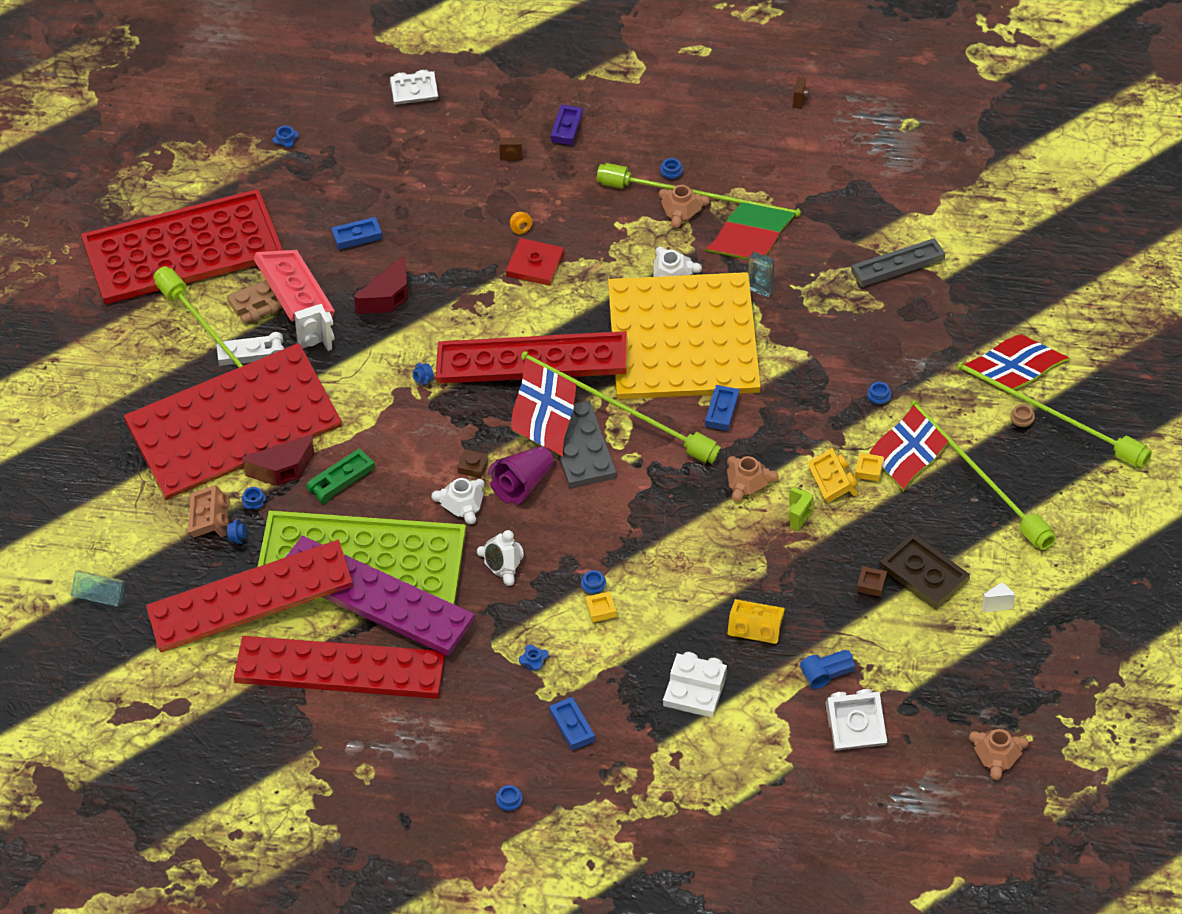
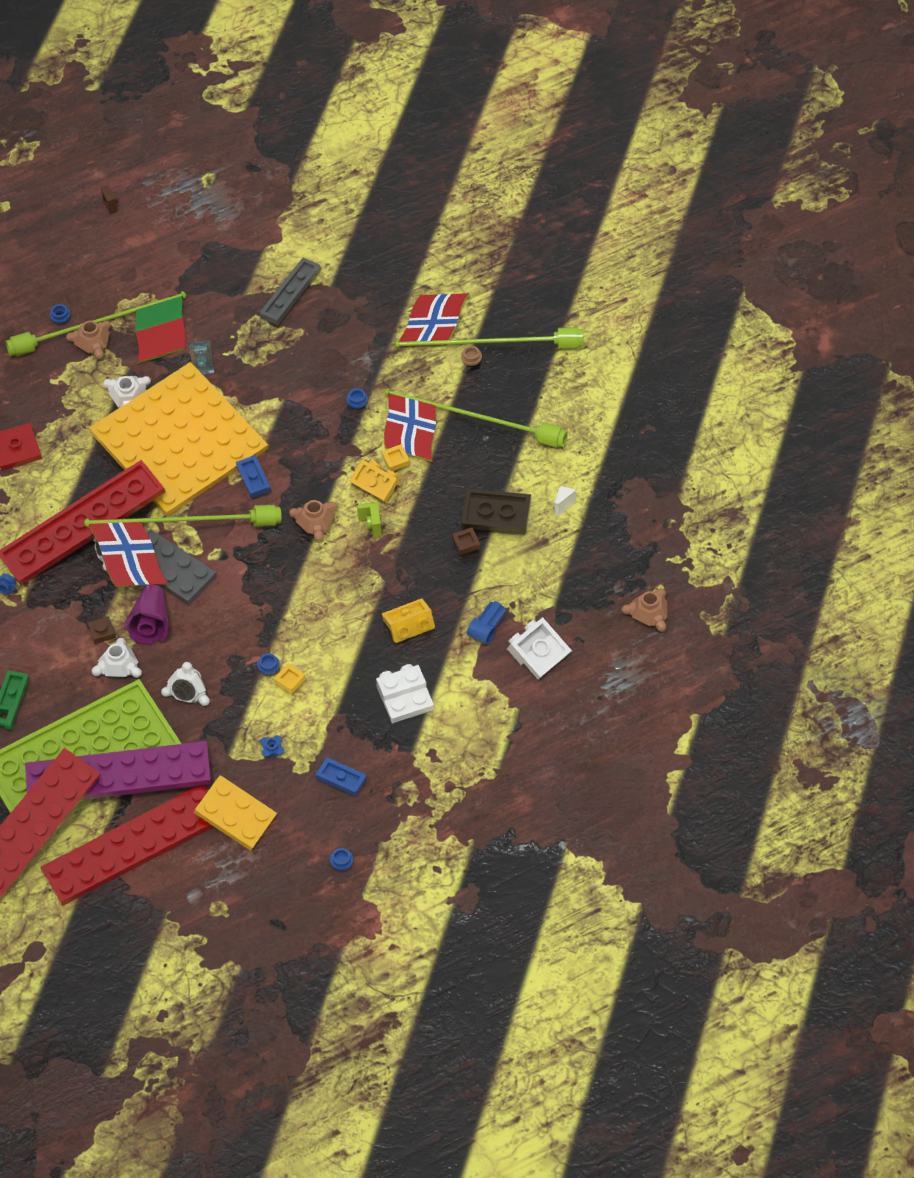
camera: 35 degrees left, 5 degrees up
(448, 695) = (235, 813): none -> yellow plate

